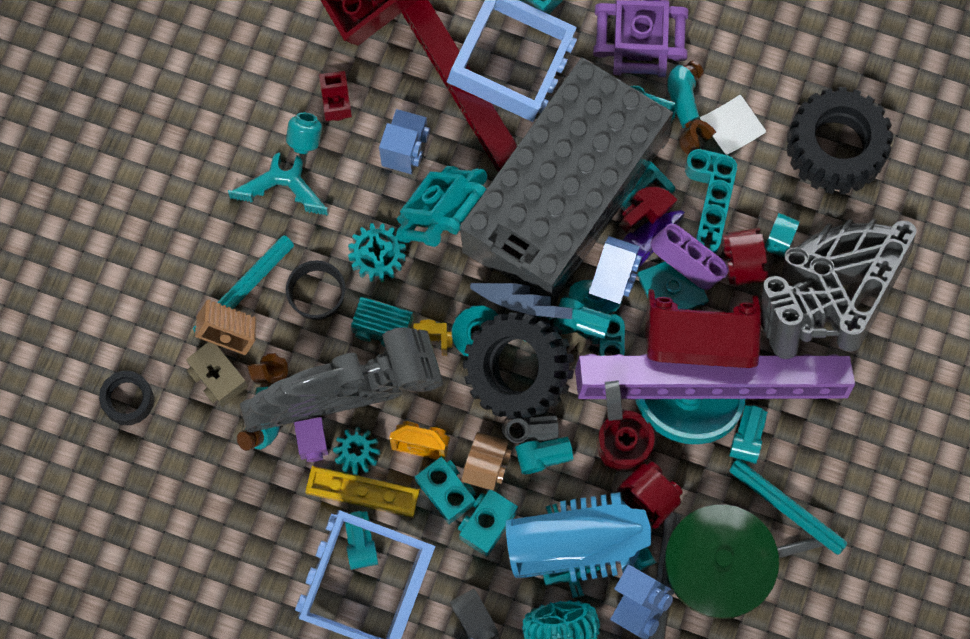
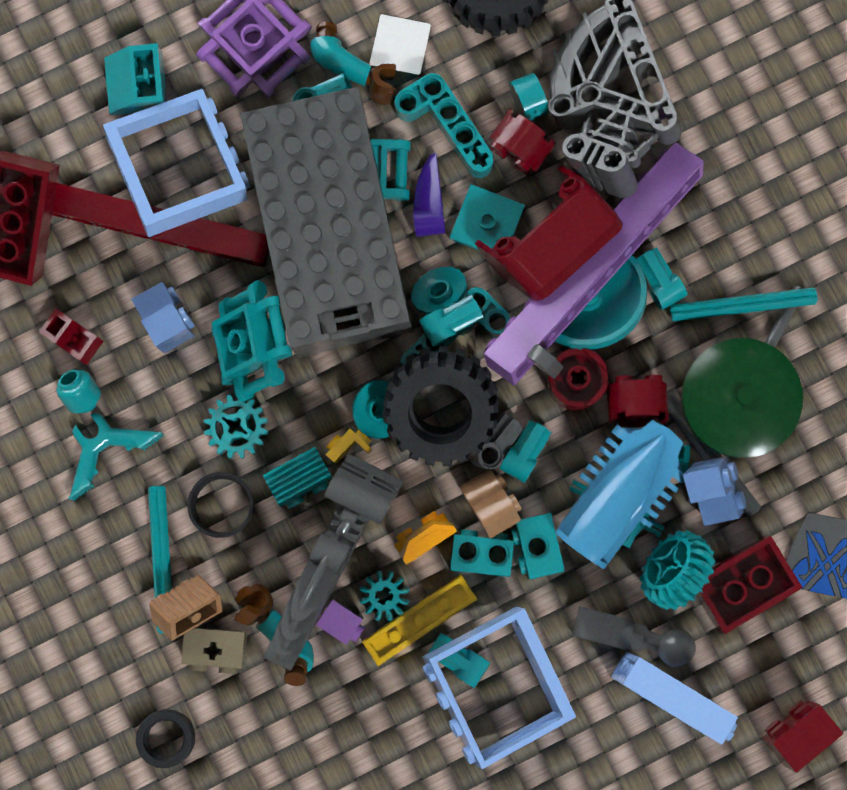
camera: 45 degrees left, 10 degrees up
(517, 298) = (385, 356): sand blue slope -> none
(615, 269) = (438, 256): brick -> none
(648, 203) = (407, 174): dark red brick -> none
(689, 256) = (479, 186): medium lavender beam -> none

